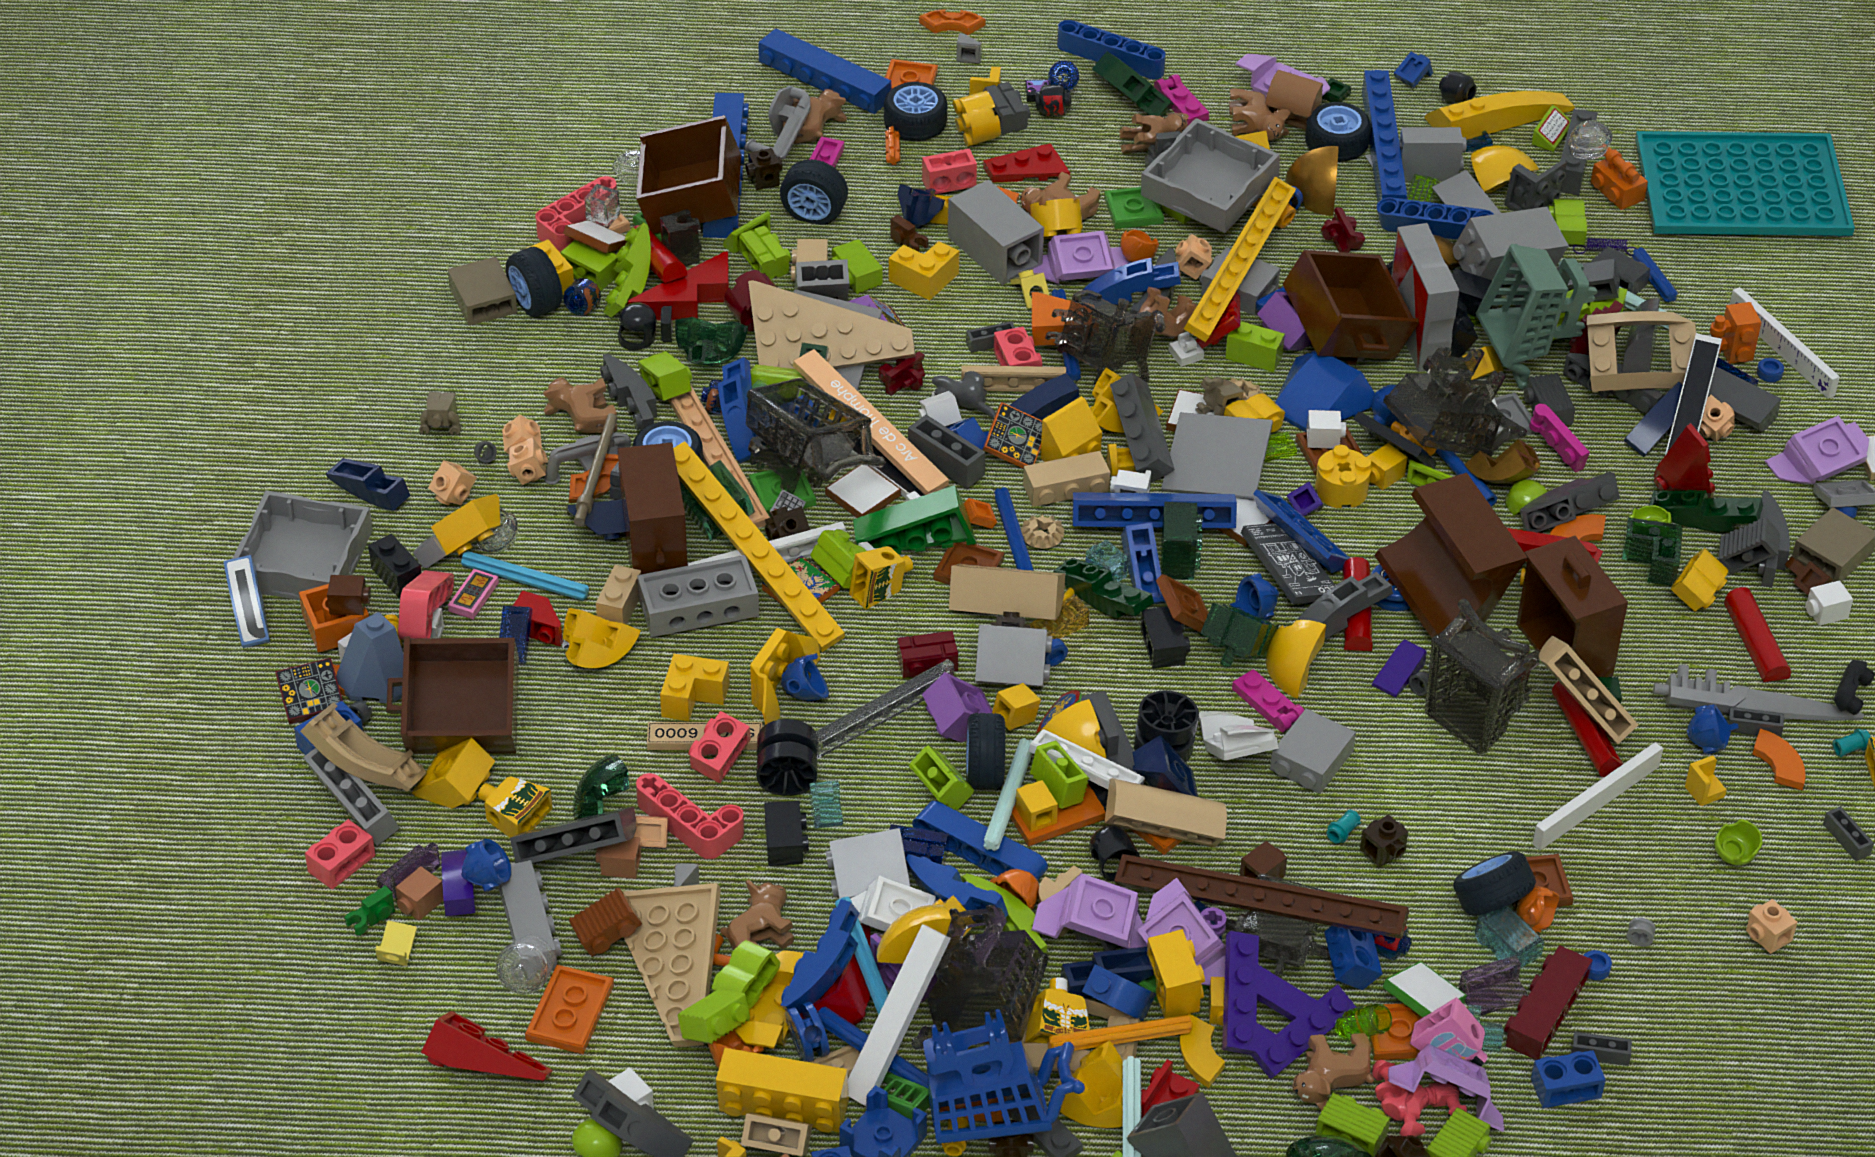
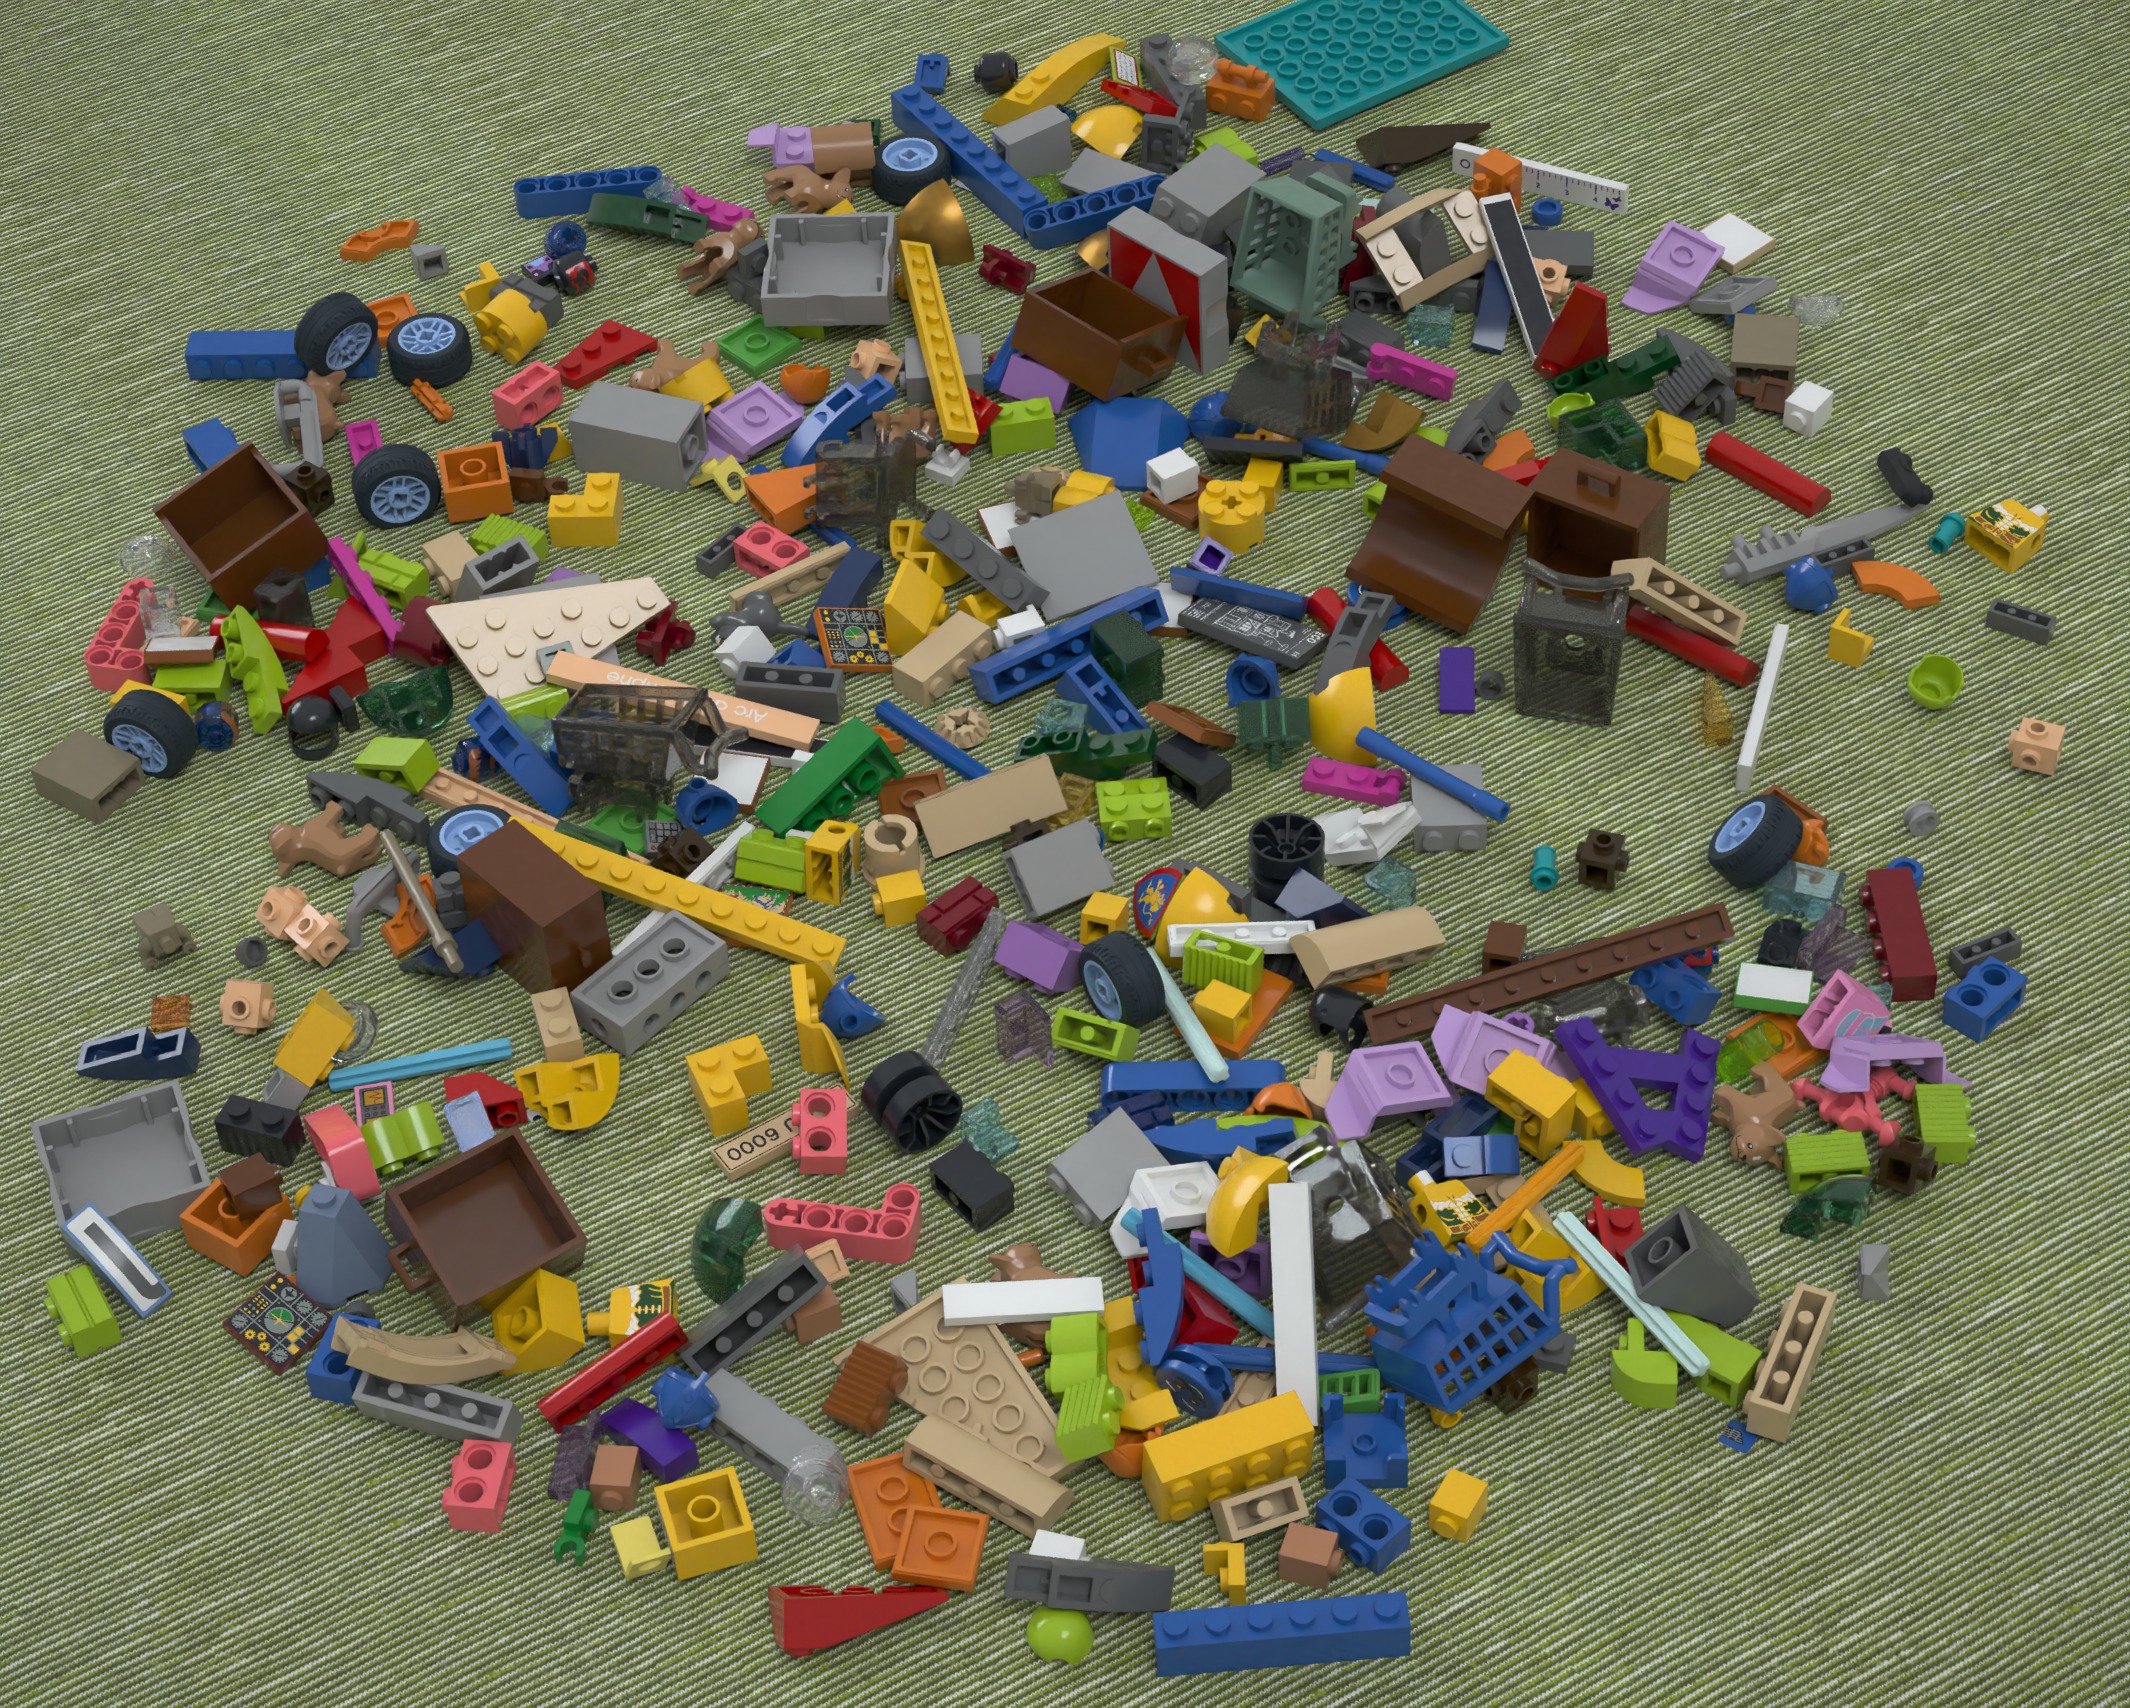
camera: 30 degrees left, 0 degrees up
(208, 622) = (82, 1310): none -> lime brick
(410, 466) = (170, 1013): none -> clear orange tile
(443, 950) = (706, 1523): none -> yellow brick
(467, 826) = (612, 1371): none -> red brick
(470, 614) = (403, 1137): none -> lime brick
(569, 1046) = (940, 1547): none -> orange tile
(633, 1017) = (985, 1476): none -> tan brick
(736, 246) = (362, 588): none -> dark pink plate
(738, 919) = (1021, 1300): none -> white tile
(828, 496) = (707, 804): none -> blue helmet
(851, 71) = (335, 334): none -> black wheel
(867, 213) = (475, 482): none -> orange brick
(895, 746) = (1023, 1029): none -> panel
(900, 621) = (899, 898): none -> yellow brick
(919, 592) = (891, 848): none -> tan piece
(1105, 643) = (1134, 809): none -> lime plate
(1156, 74) = (668, 191): none -> clear light blue panel
(1225, 783) = (1393, 882): none -> clear light blue panel
(1328, 754) = (1479, 799): none -> blue piece
(1459, 960) = (1782, 943): none -> black bracket
(1538, 152) = (1144, 99): none -> red wing
(1555, 786) = (1716, 715): none -> clear yellow slope
(1607, 412) = (1432, 325): none -> clear light blue brick
(1702, 273) = (1401, 145): none -> dark brown wedge

